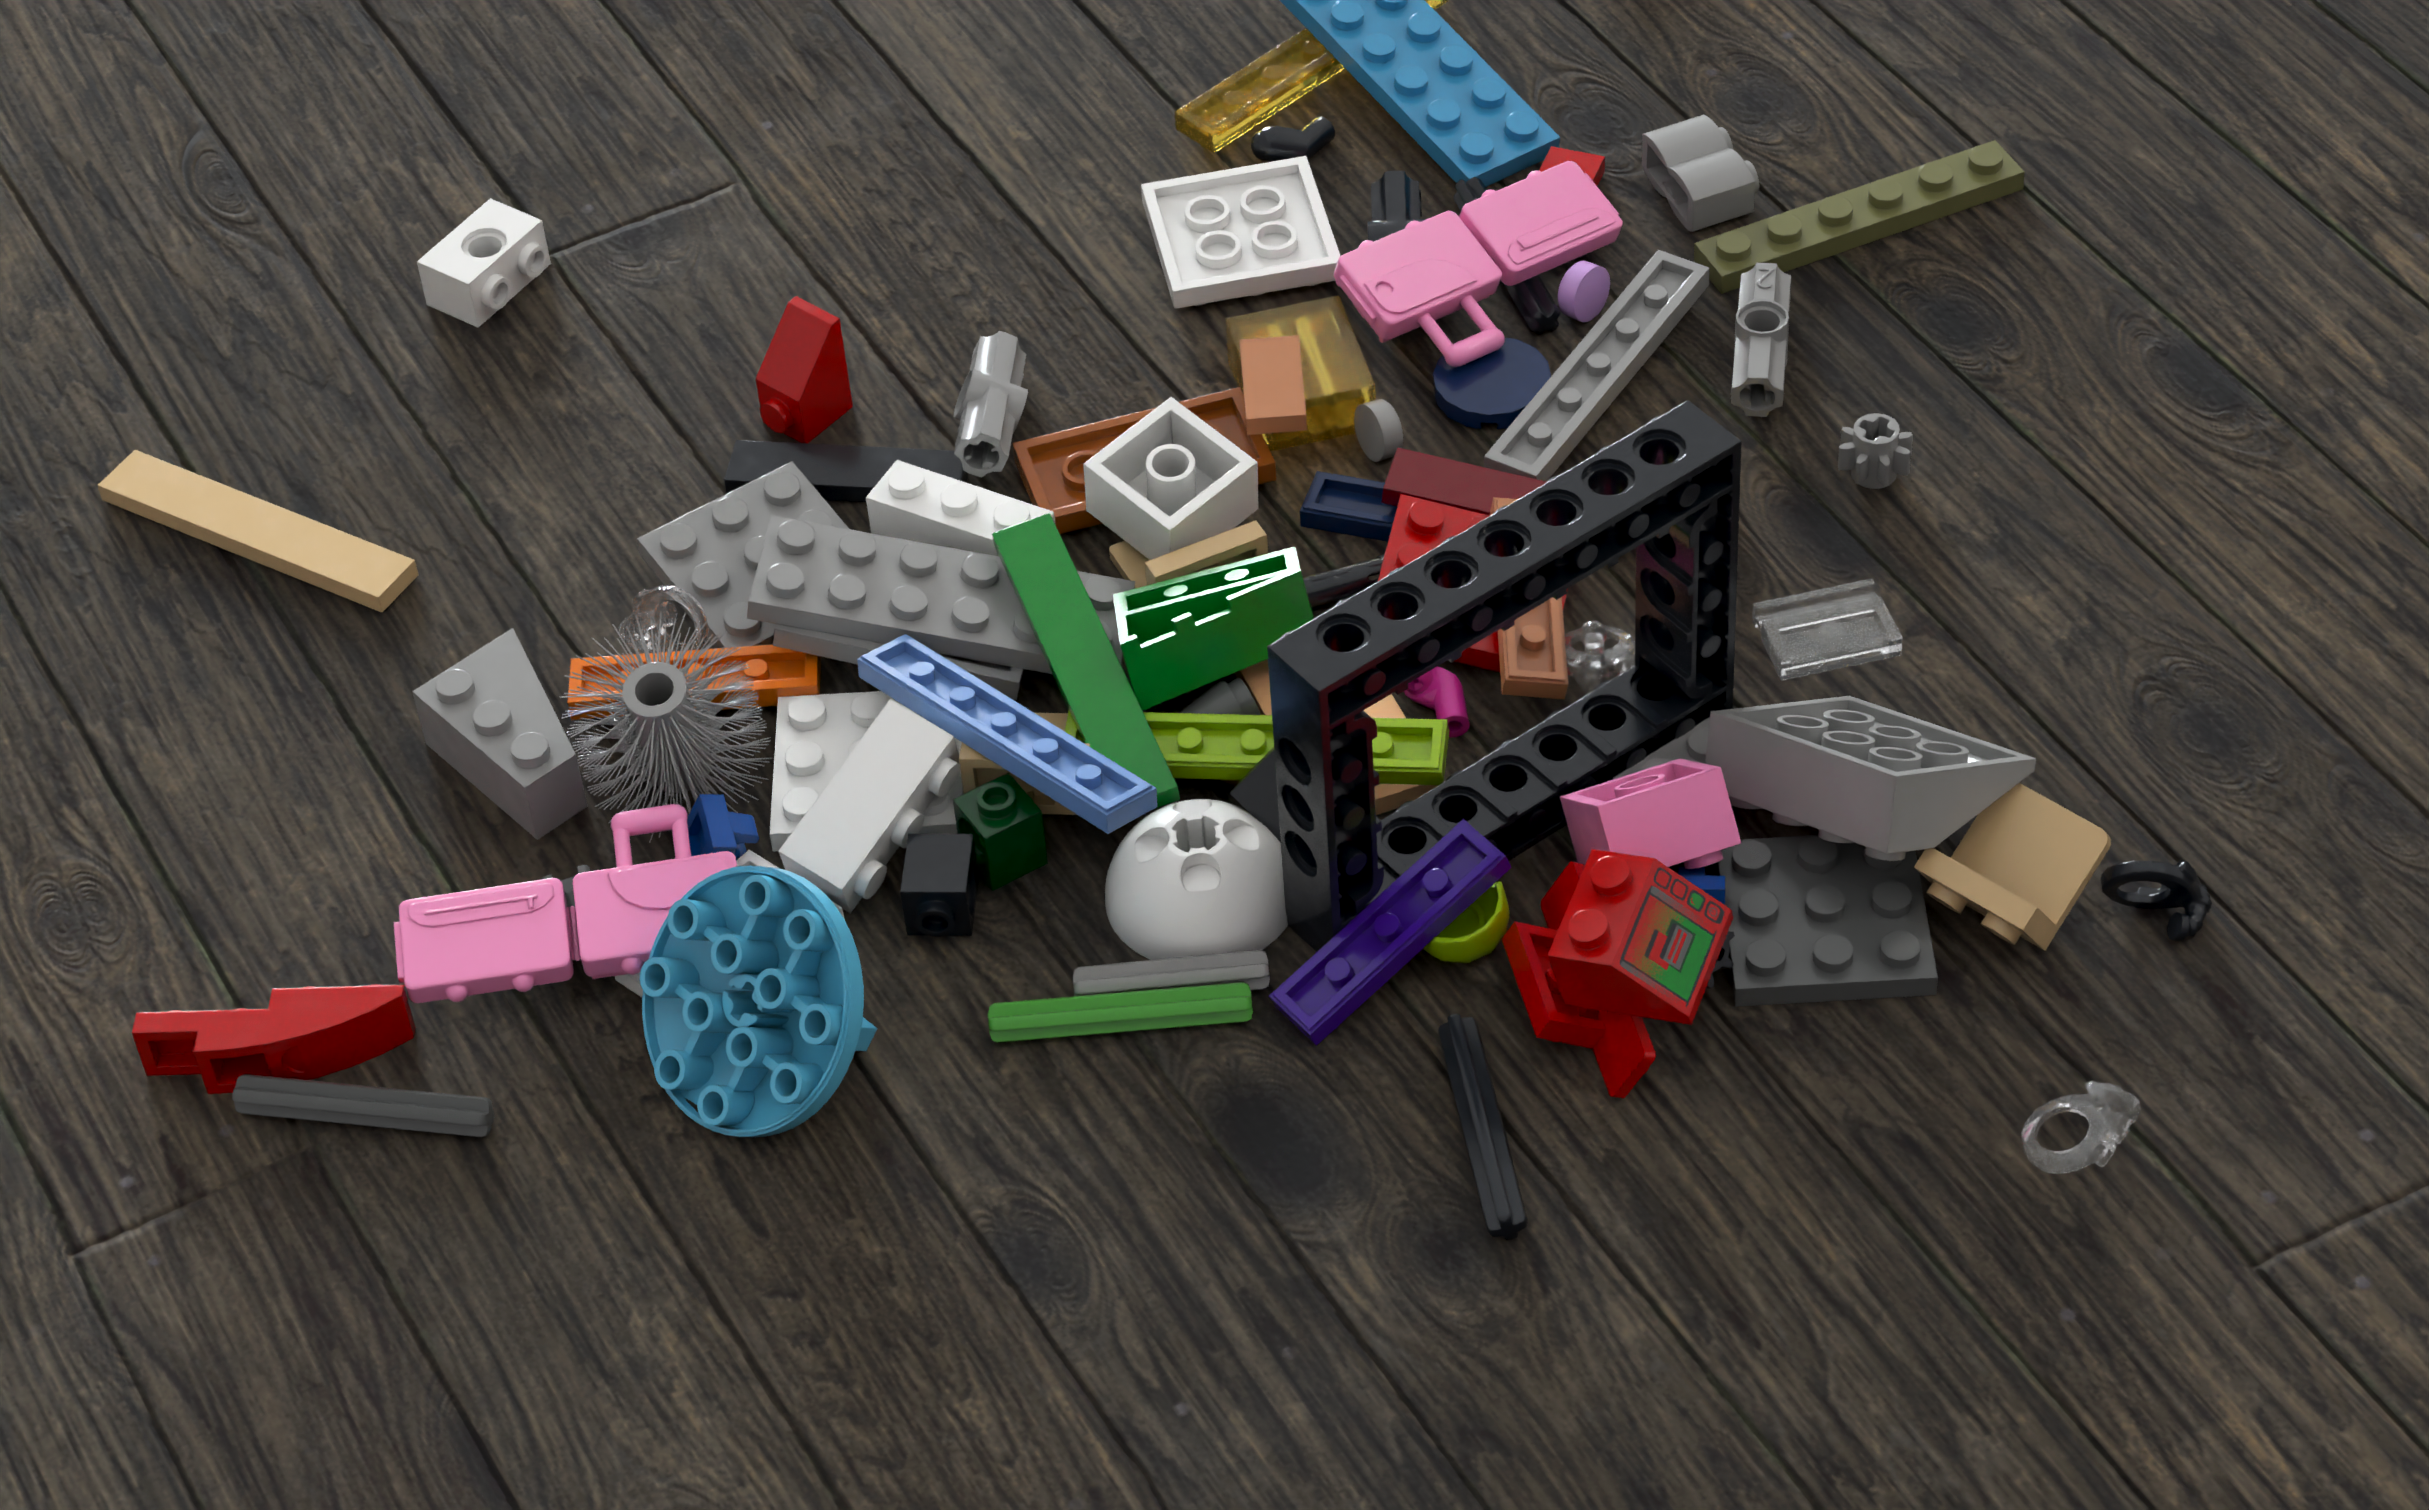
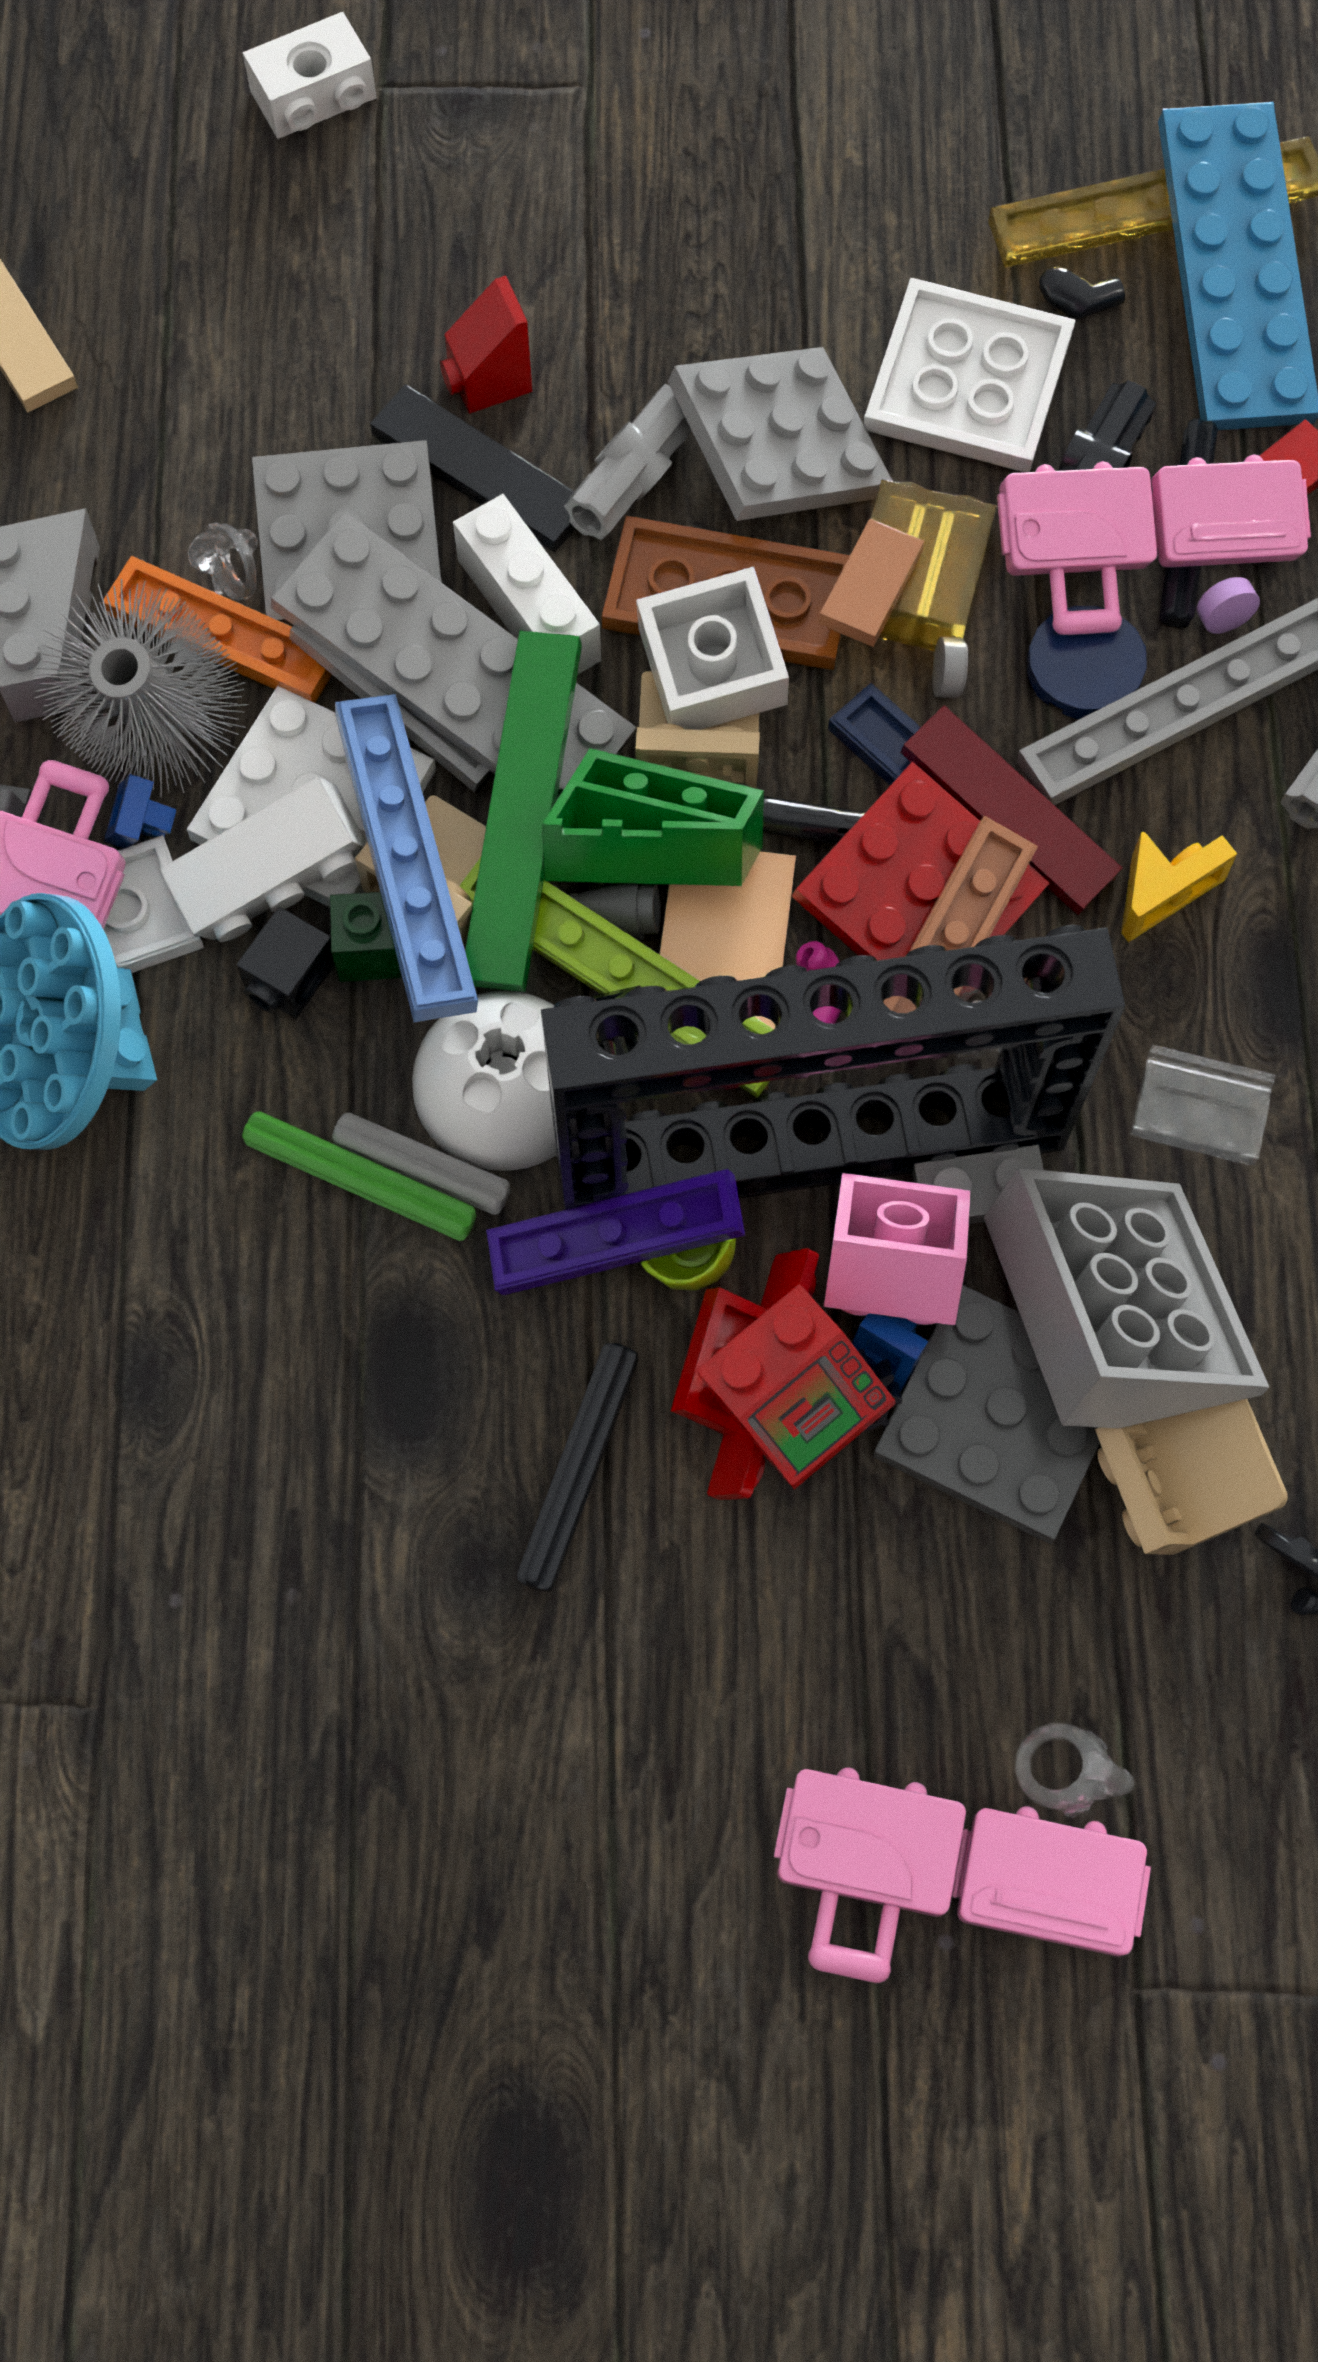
camera: 25 degrees right, 25 degrees up
(1107, 330) = (779, 432): none -> light grey plate
(1996, 1254) = (915, 1856): none -> bright pink piece

